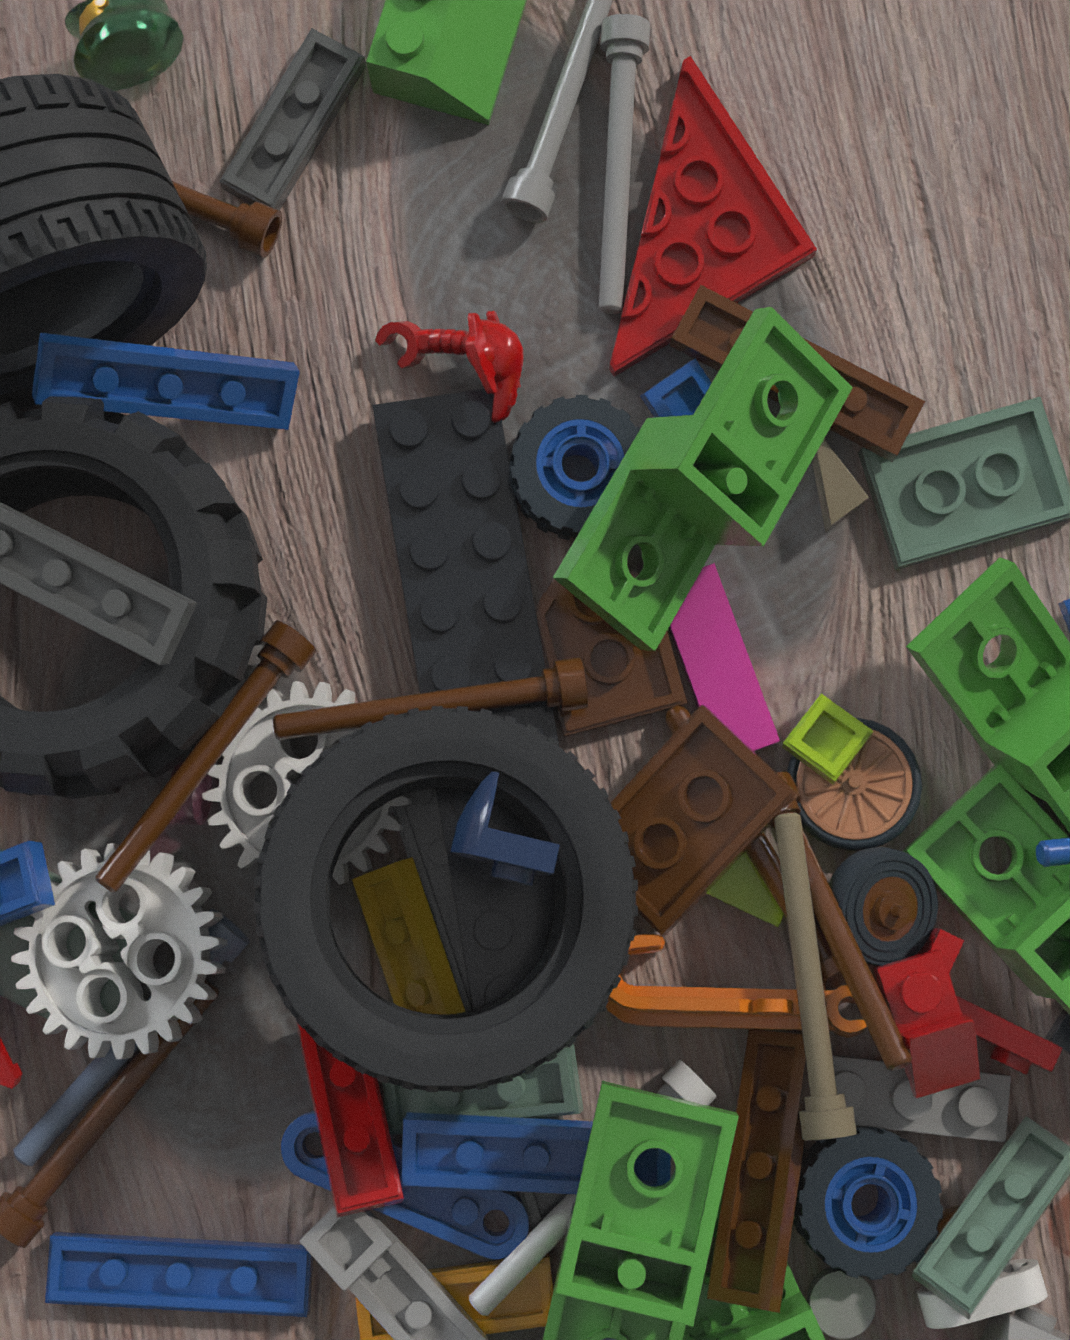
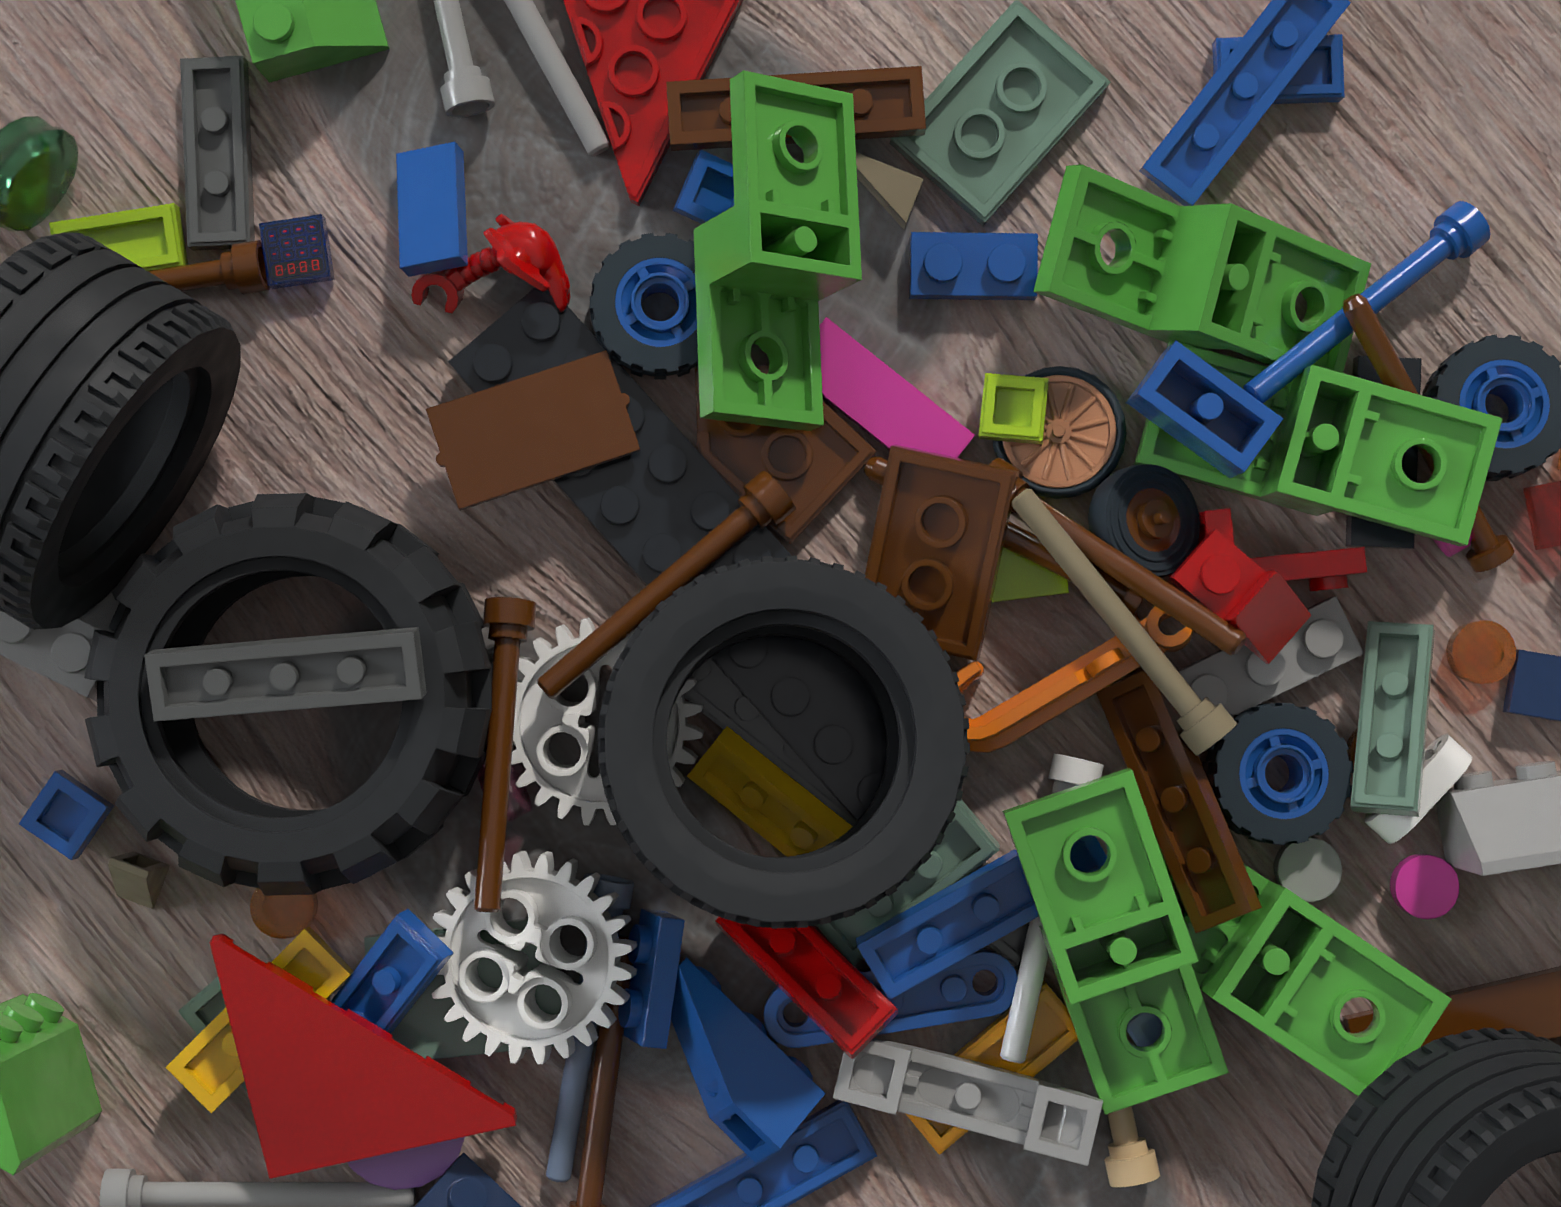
camera: 30 degrees left, 5 degrees up
(167, 381) = (261, 452): blue plate -> none
(186, 150) = (145, 235): none -> lime tile
(224, 1021) = (652, 989): none -> blue plate
(234, 1167) = (740, 1073): none -> blue slope
(306, 240) = (296, 251): none -> tile
(406, 504) = (533, 430): none -> reddish brown piece
(438, 272) = (431, 209): none -> blue tile
(512, 855) = (819, 674): dark blue plate -> none
(866, 597) = (973, 266): none -> blue plate
(993, 841) = (1204, 410): none -> blue brick

